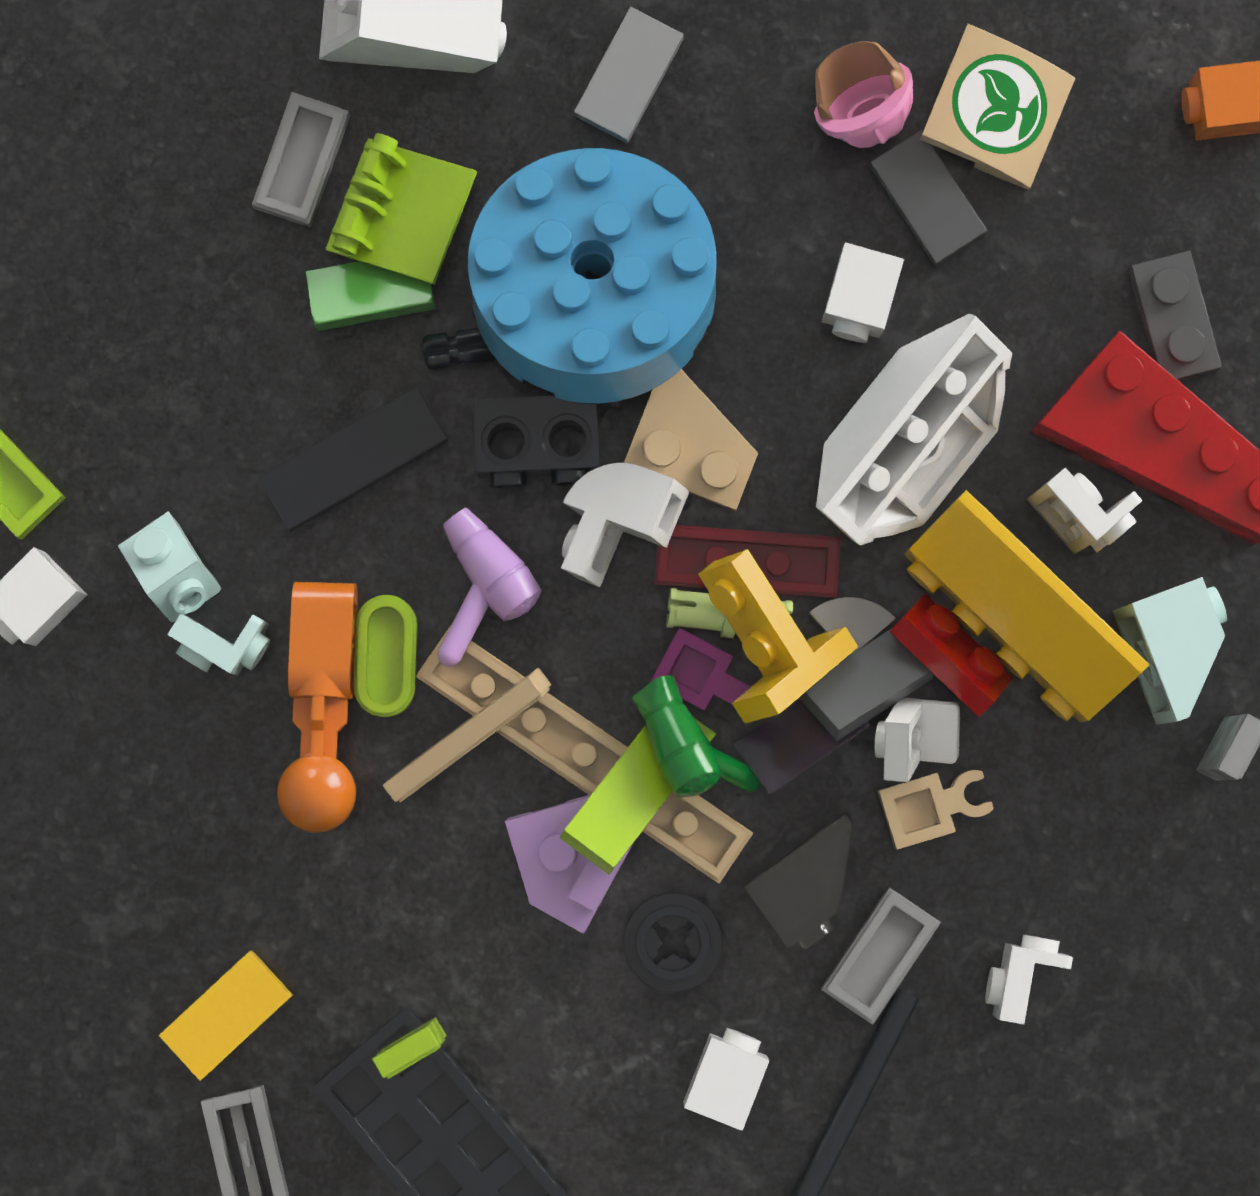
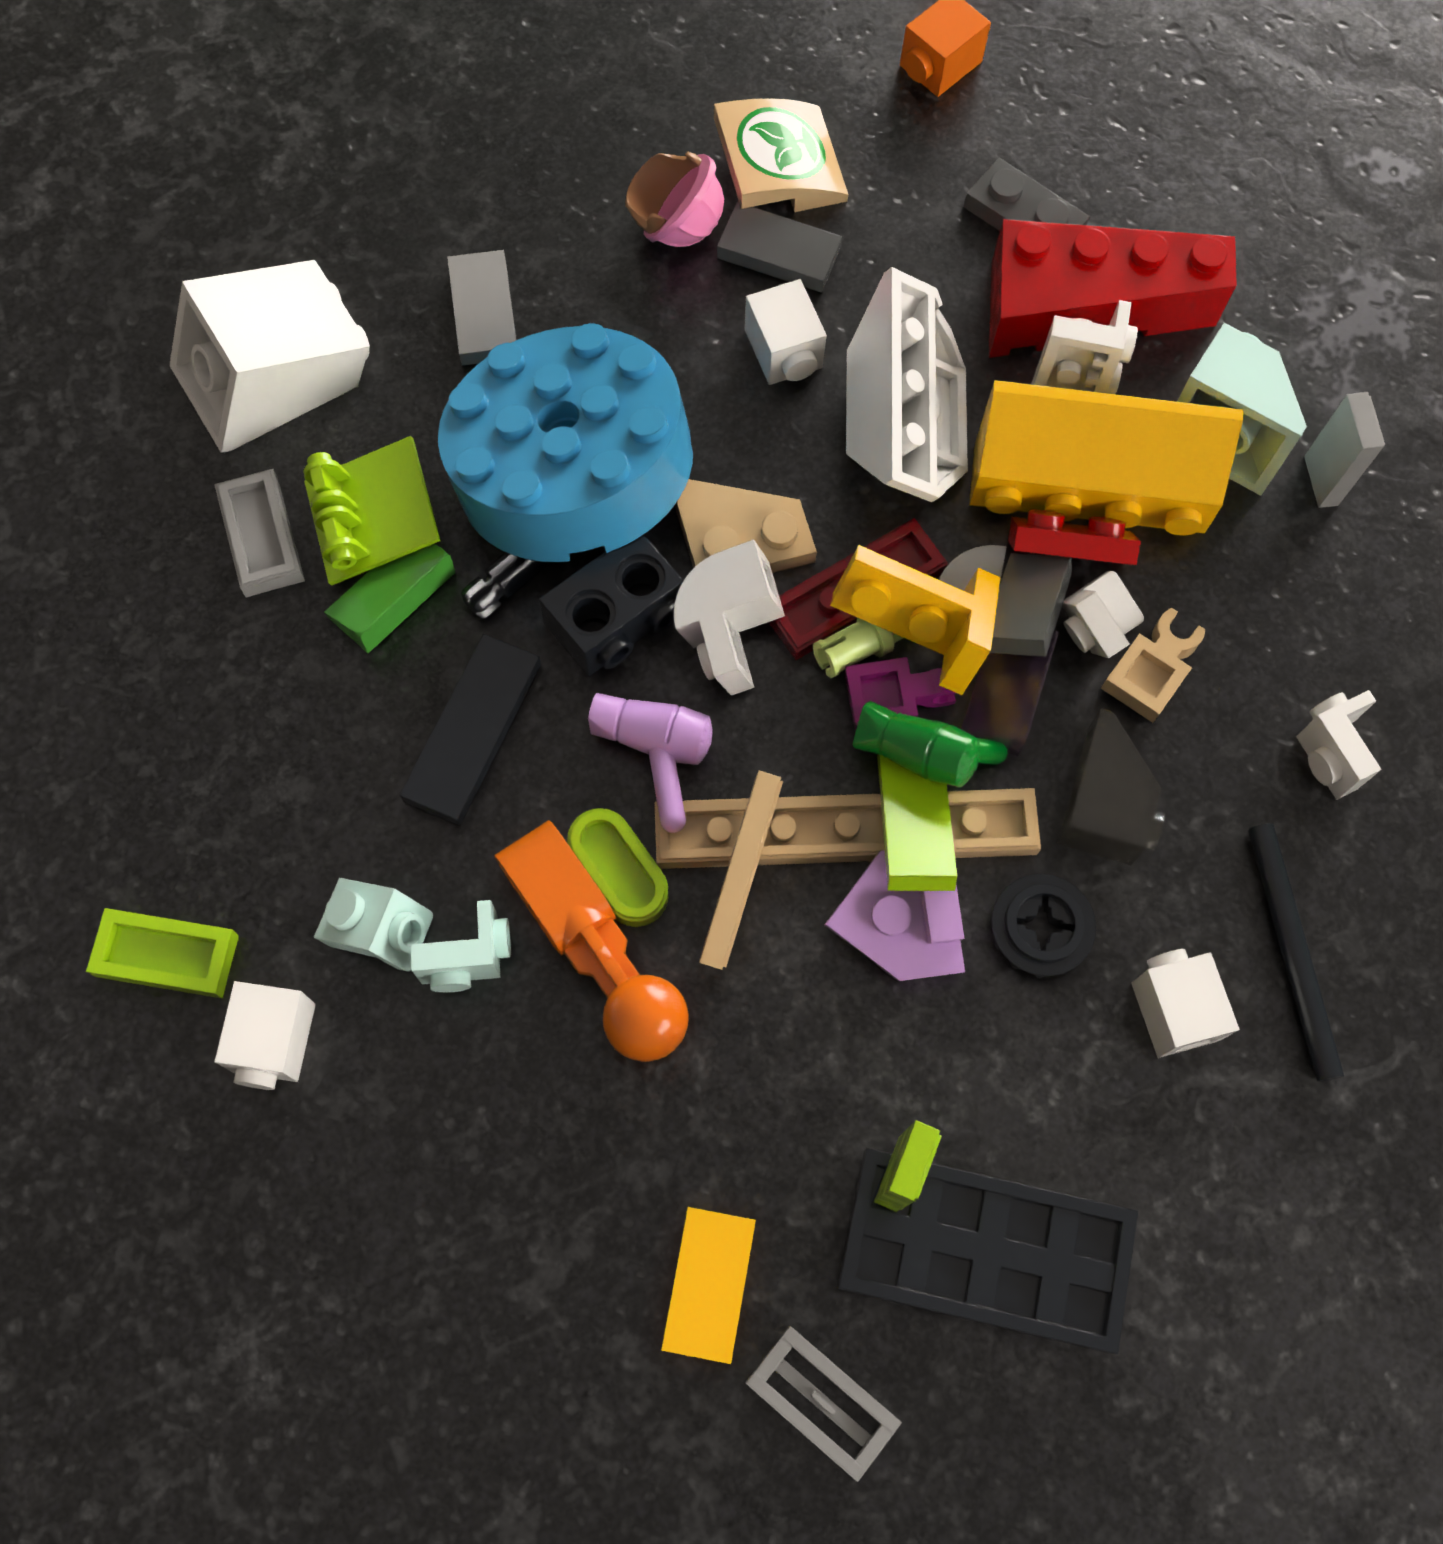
camera: 40 degrees left, 15 degrees down
(880, 955) = (1213, 814): light grey tile -> none

